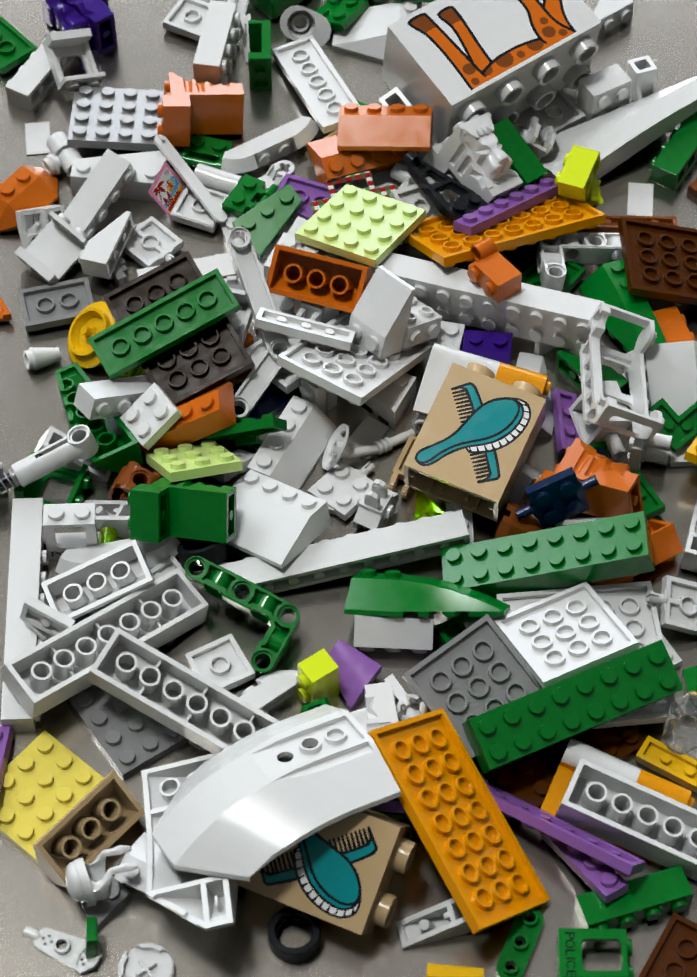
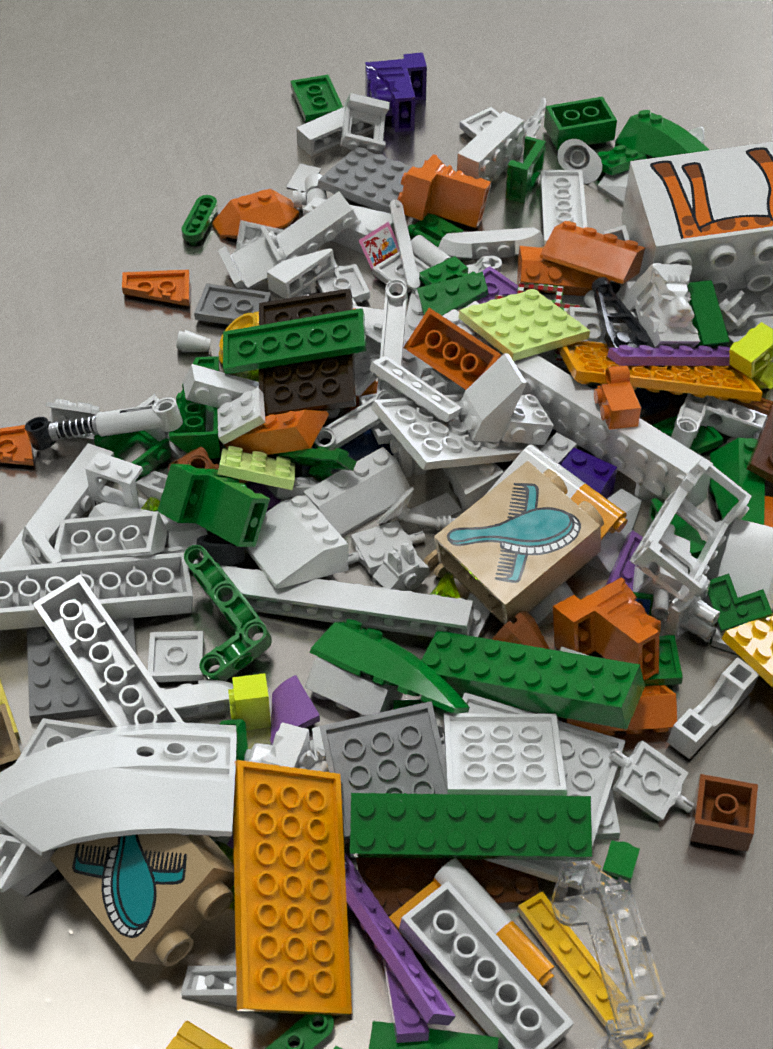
camera: 25 degrees right, 5 degrees down
(289, 954) = (83, 955): black tyre -> none
(557, 498) = (567, 623): dark blue plate -> none

